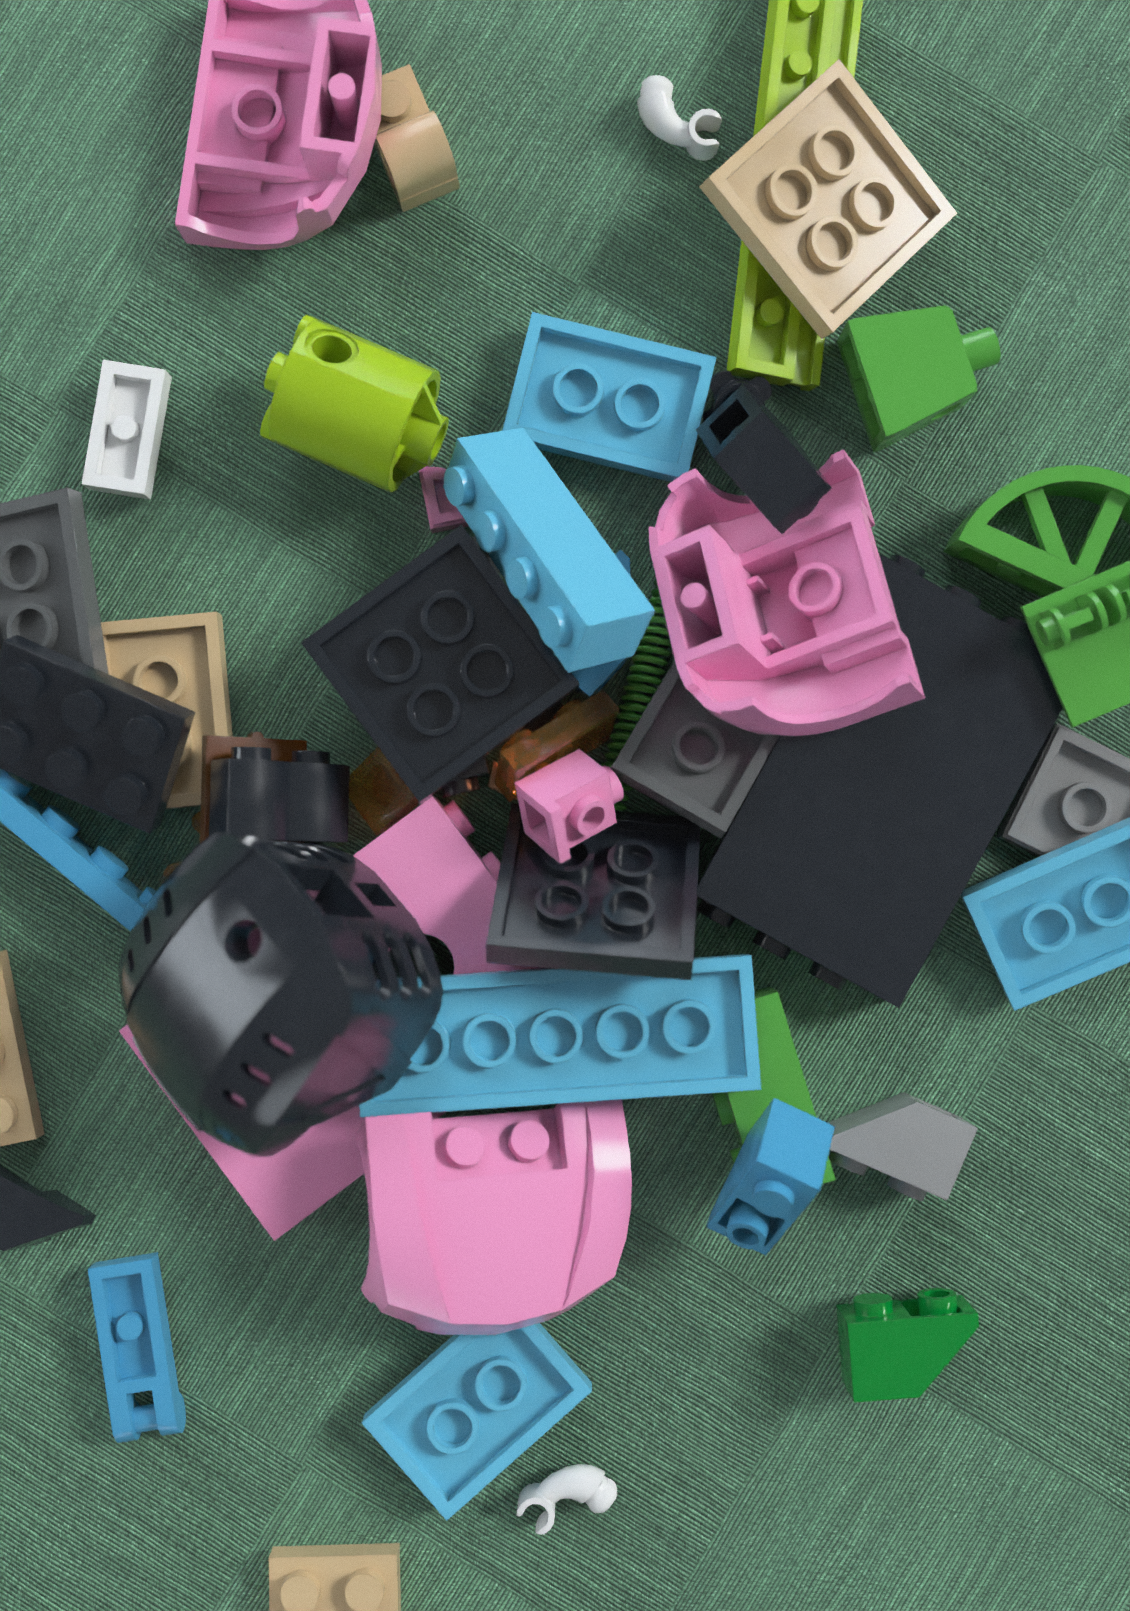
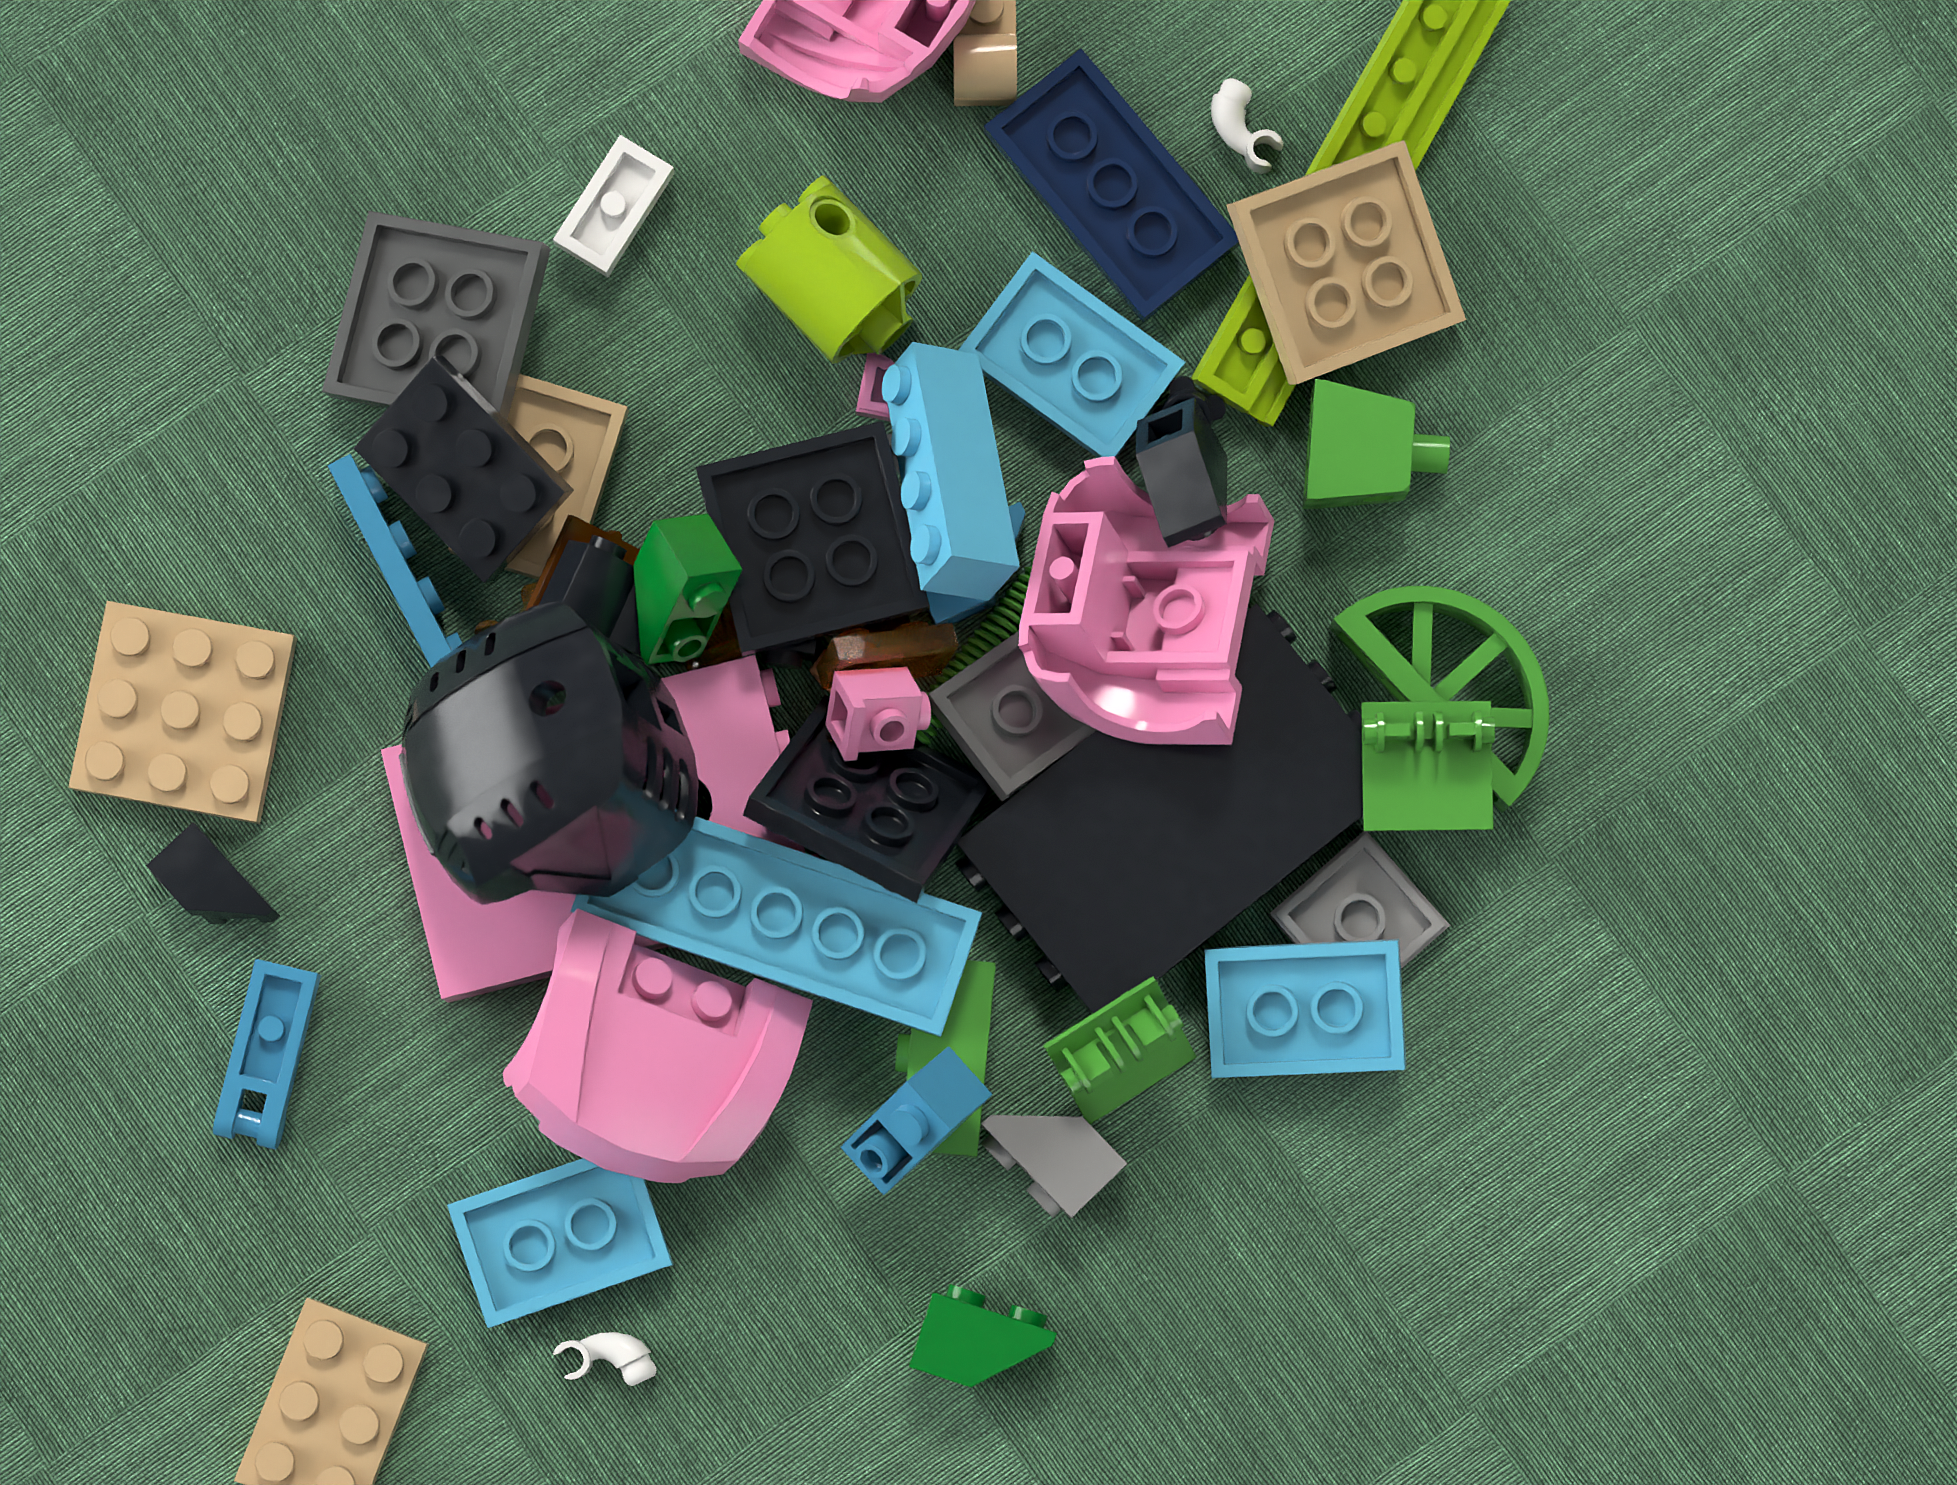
camera: 25 degrees right, 5 degrees down
(335, 761) = (681, 587): none -> green slope
(578, 221) = (1112, 185): none -> dark blue plate
(924, 1021) = (1120, 1050): none -> bright green hinge

